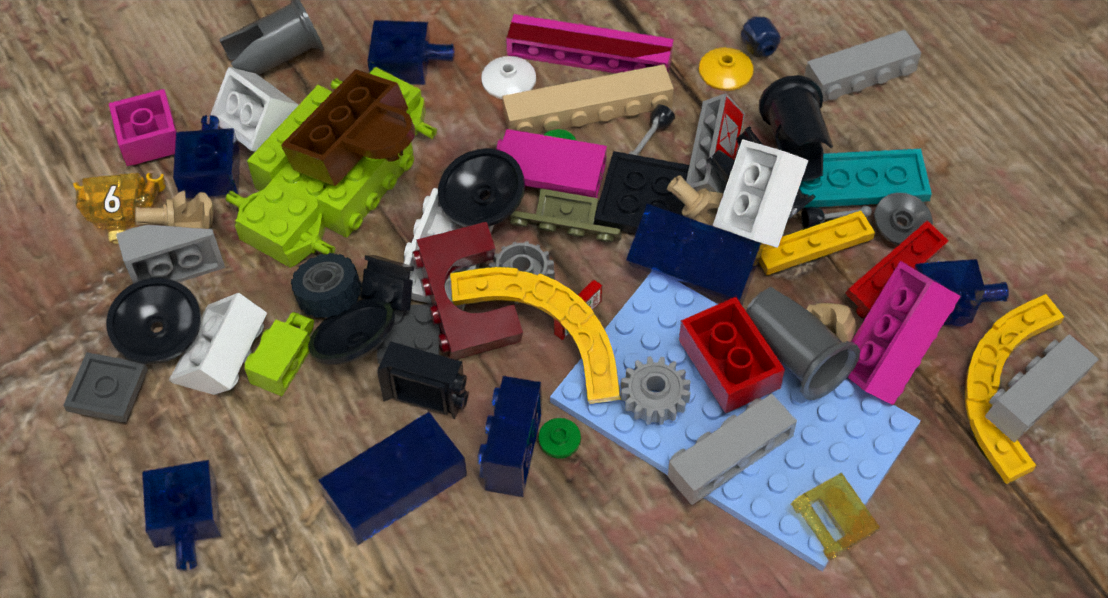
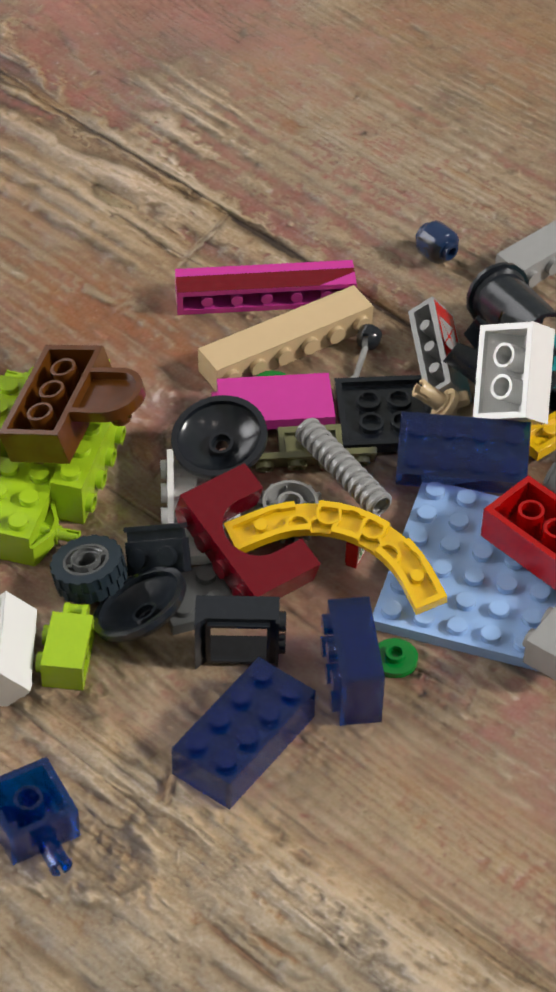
camera: 20 degrees left, 10 degrees down
(405, 50) = (70, 322): clear blue brick -> none
(508, 76) = (186, 333): white dish -> none
(577, 244) = (343, 466): none -> light grey piece
(655, 405) = (479, 585): light grey gear -> none
(726, 69) = (411, 281): yellow dish -> none

